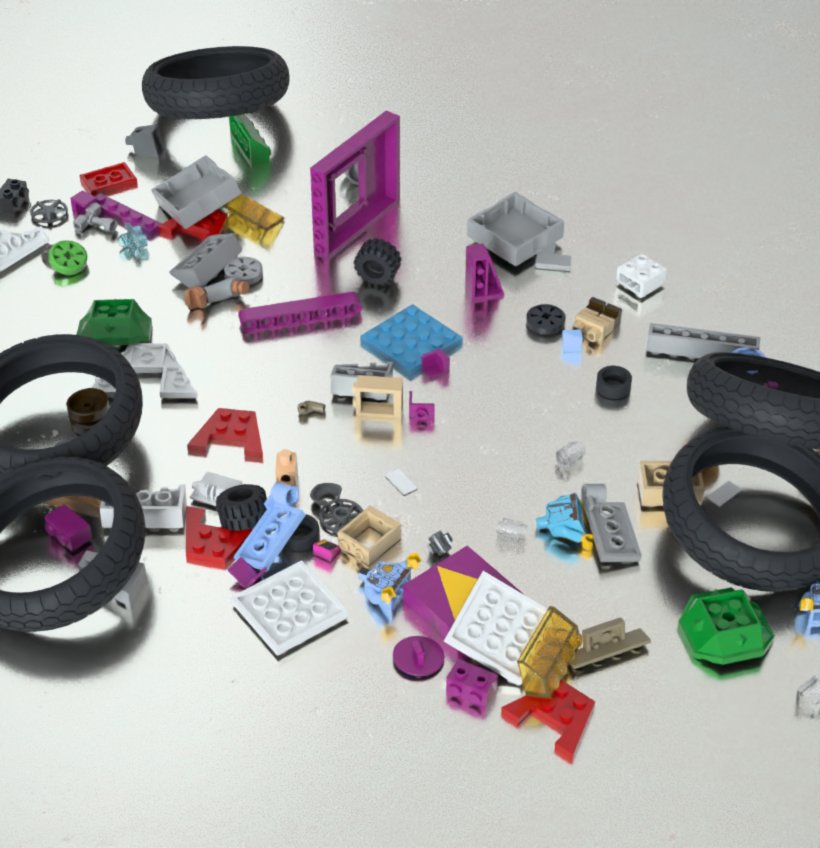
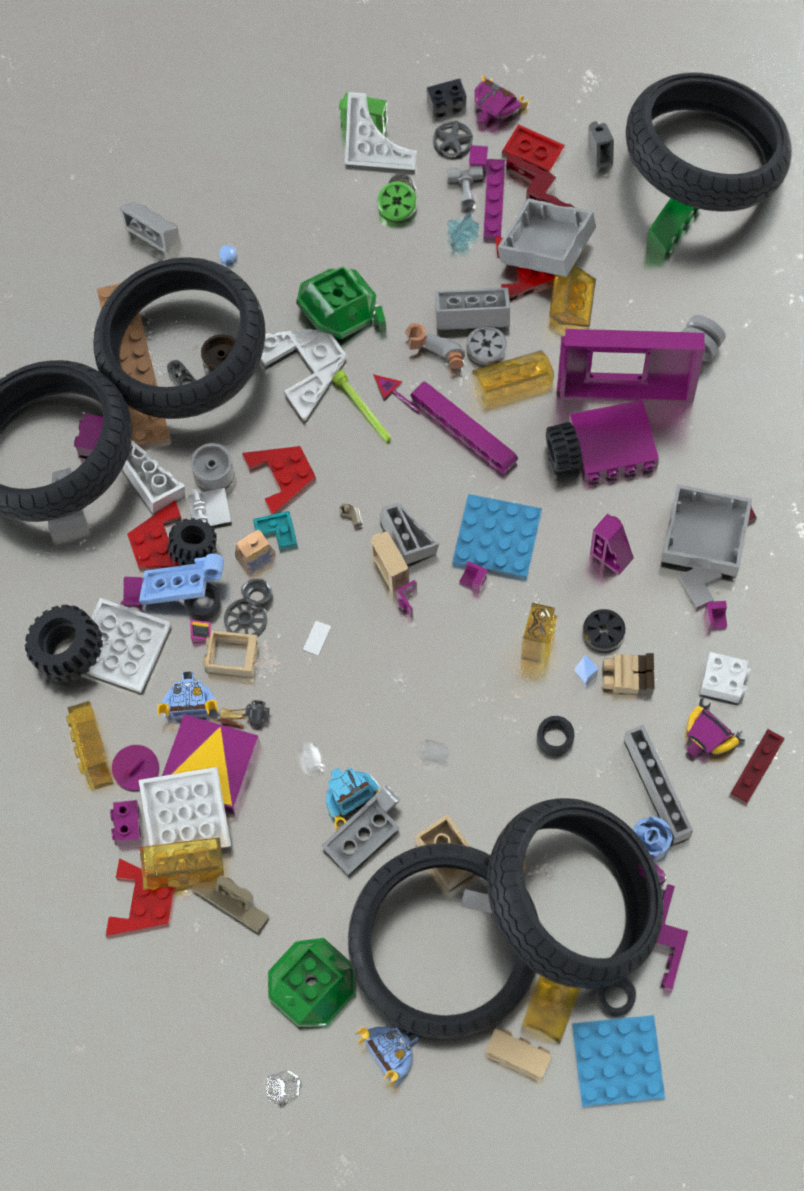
camera: 60 degrees right, 25 degrees up
(46, 173) = (496, 101): none -> magenta torso
(138, 183) = (542, 182): none -> dark red bracket
(157, 311) = (379, 318): none -> green plate
(183, 462) = (212, 466): none -> light grey wheel
(185, 358) = (341, 380): none -> lime piece
(220, 339) = (389, 385): none -> piece
(266, 654) = (49, 629): none -> black tyre
(267, 461) = (278, 524): none -> teal tile
(285, 268) = (513, 376): none -> clear yellow slope
(373, 670) = (89, 745): none -> clear yellow wedge
(408, 235) = (615, 440): none -> magenta panel
(427, 562) = (226, 715): none -> pearl gold piece
(524, 340) = (539, 633): none -> clear yellow brick
(584, 262) = (716, 615): none -> magenta panel
(679, 301) = (709, 732): none -> torso
(725, 297) = (757, 766): none -> dark red tile

